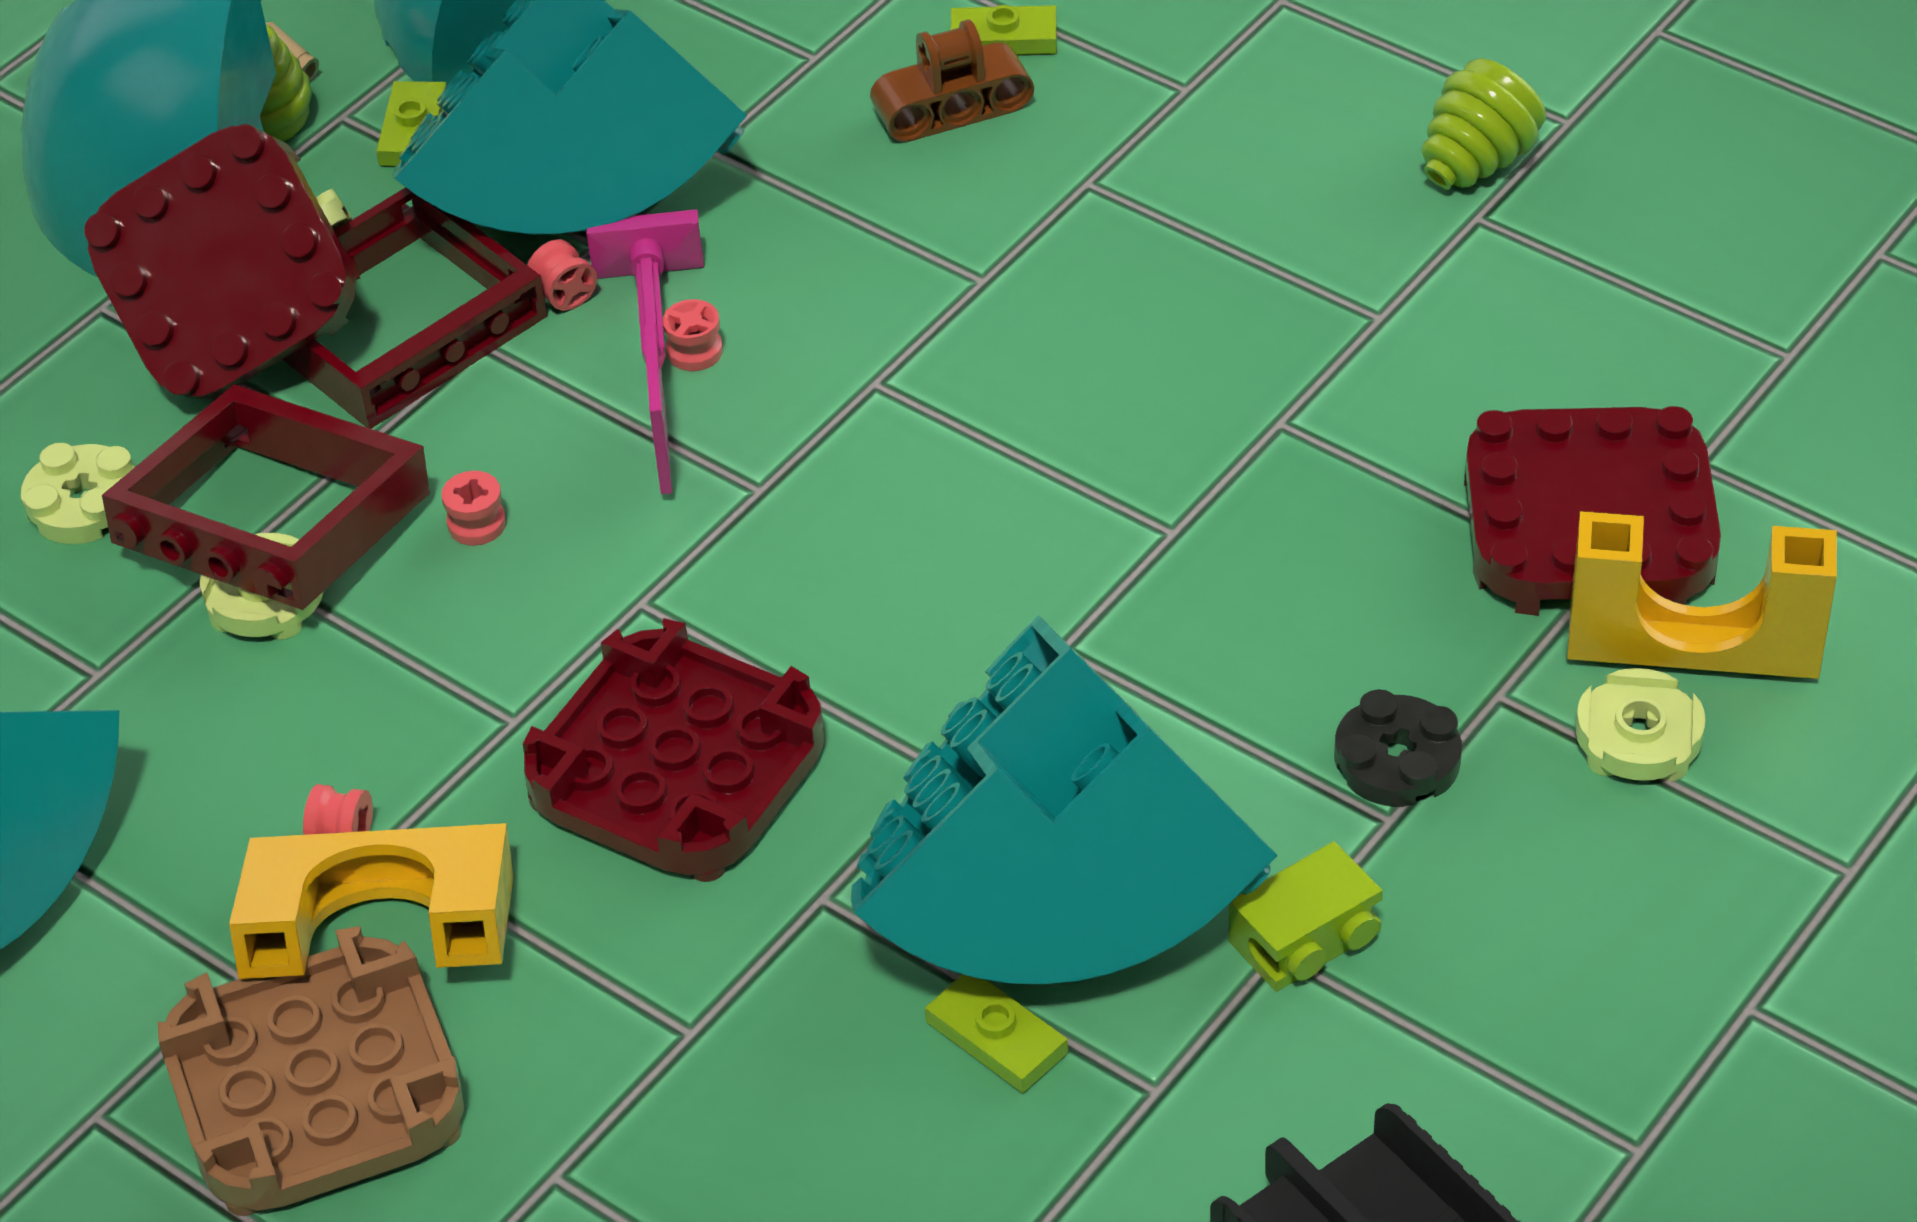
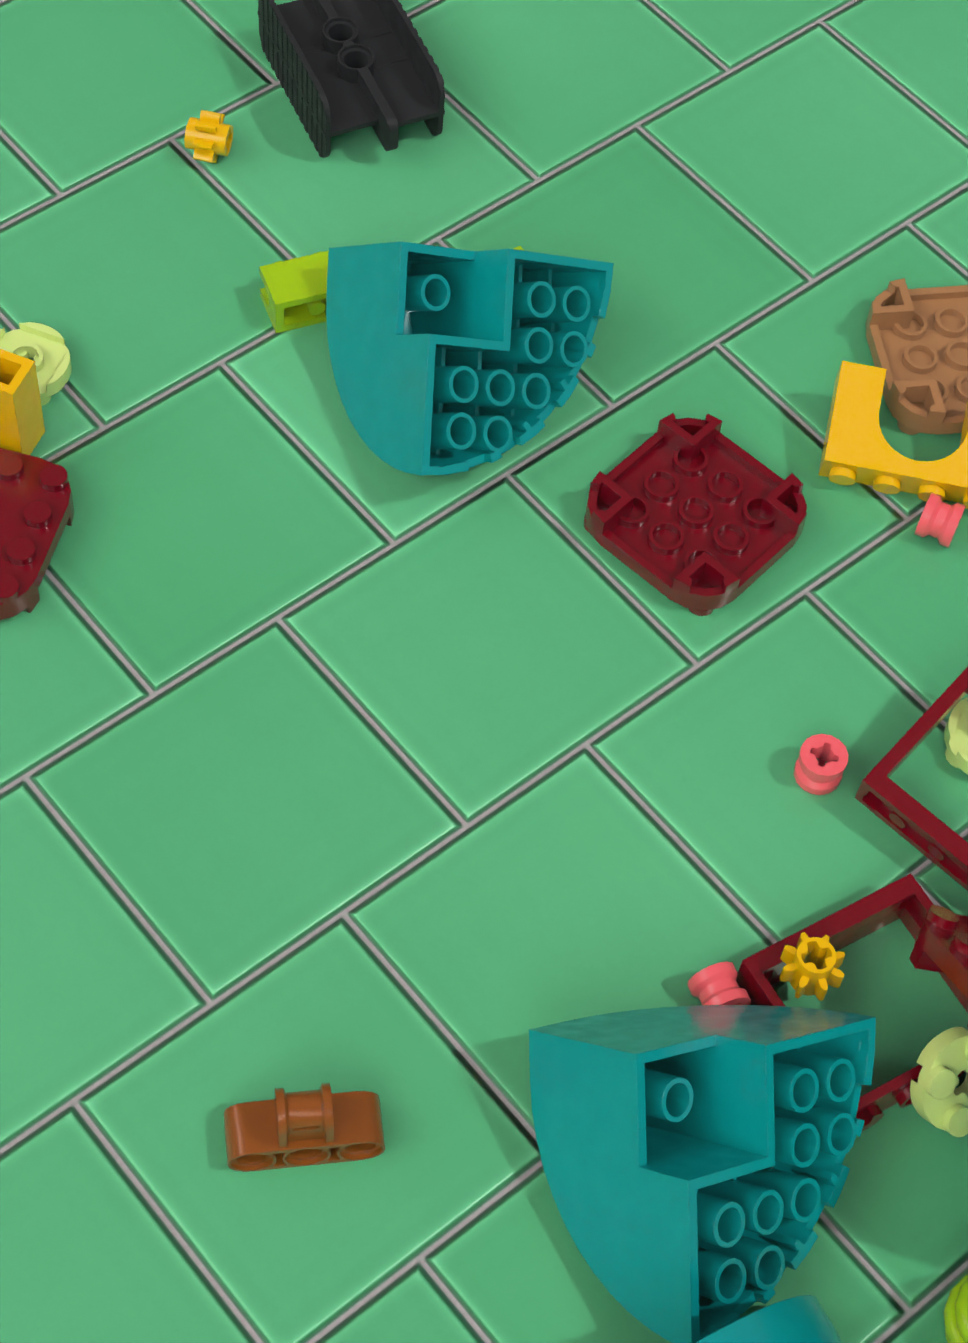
camera: 175 degrees left, 10 degrees up
(405, 110) = (842, 1262): lime plate -> none
(464, 261) = (812, 966): none -> yellow gear
(645, 249) = (641, 980): dark pink piece -> none
(692, 335) = (613, 882): coral wheel -> none
(1021, 27) = (222, 1225): lime plate -> none
(1403, 720) = (194, 375): pearl dark grey plate -> none
(1568, 1118) = (208, 136): none -> yellow gear

